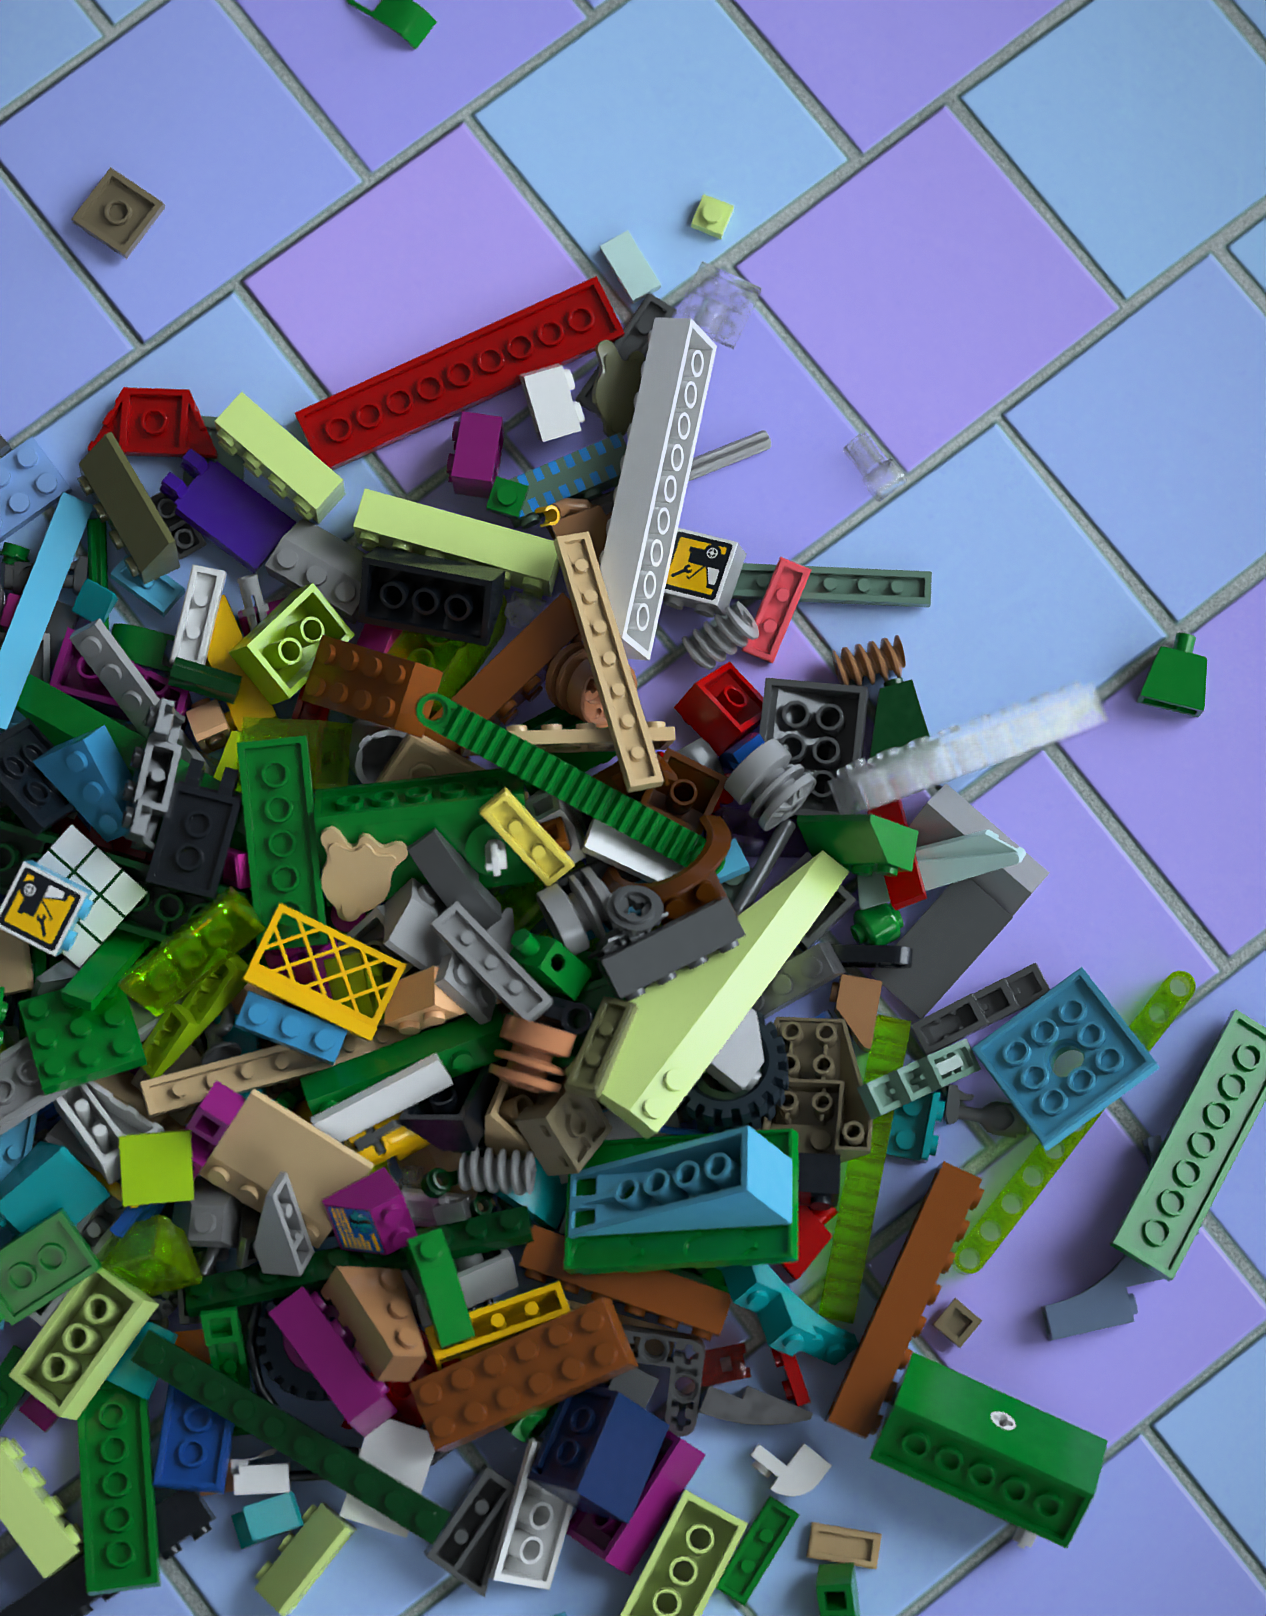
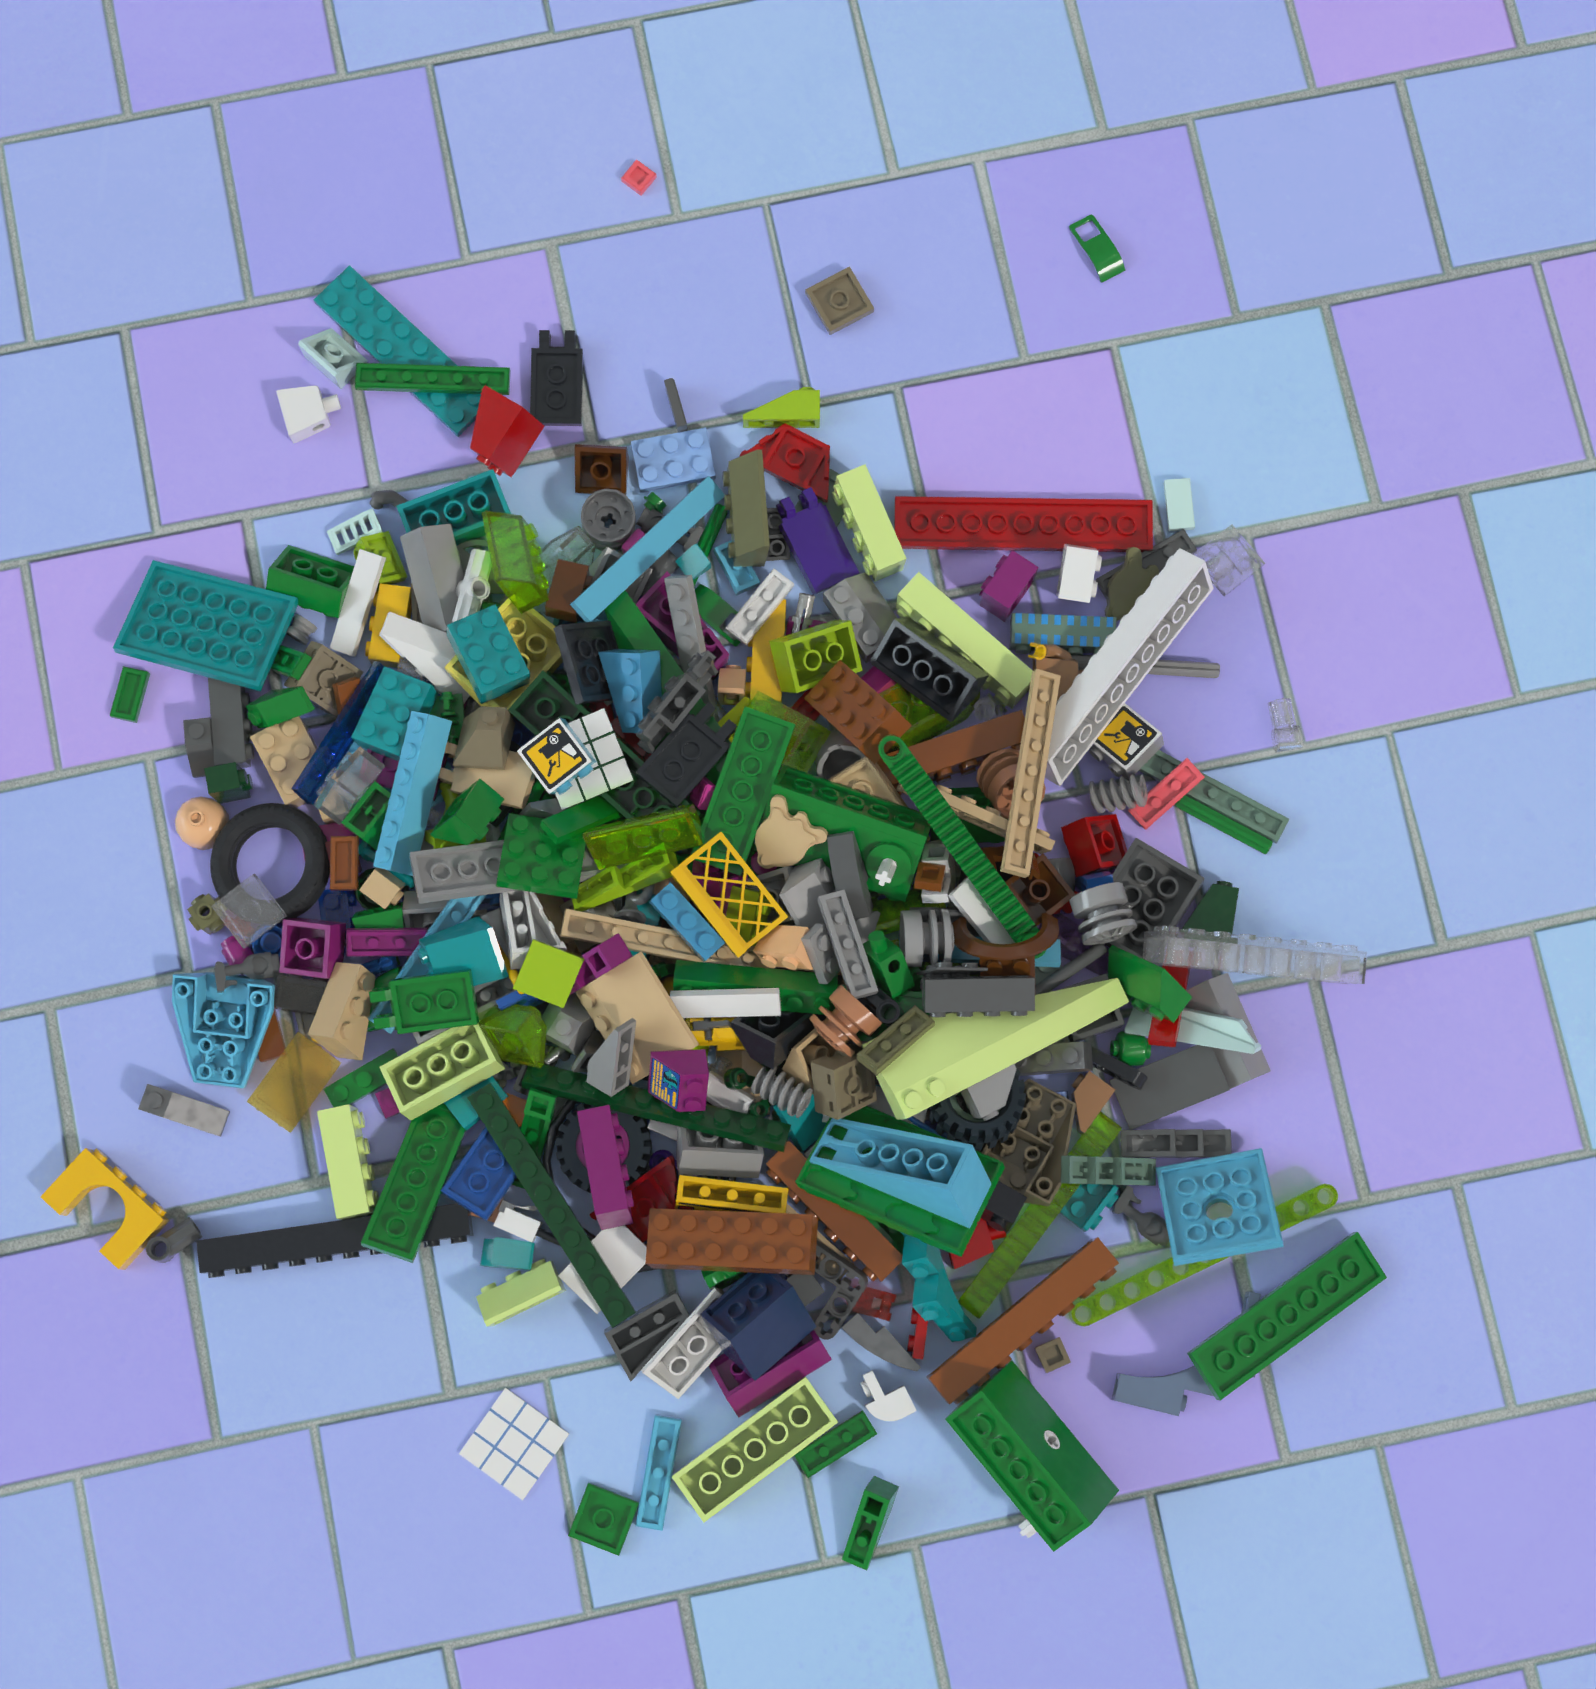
camera: 25 degrees right, 0 degrees up
(127, 364) = (796, 408): none -> lime slope
(205, 680) = (743, 652): dark green axle -> none
(380, 1317) = (652, 1153): medium nougat wedge -> none
(439, 1287) = (703, 1151): green slope -> none
(451, 1211) = (736, 1102): flat silver piece -> none
(507, 498) = (1014, 625): green plate -> none
(526, 837) = (914, 868): light yellow tile -> none
(638, 898) = (971, 948): dark grey gear -> none
(712, 216) = (1254, 496): yellowish green plate -> none
(843, 1545) = (897, 1470): tan tile -> none
(860, 613) = (1224, 824): none -> green axle
(869, 662) = (1214, 862): medium nougat piece -> none
(1176, 678) = (1428, 978): green torso -> none

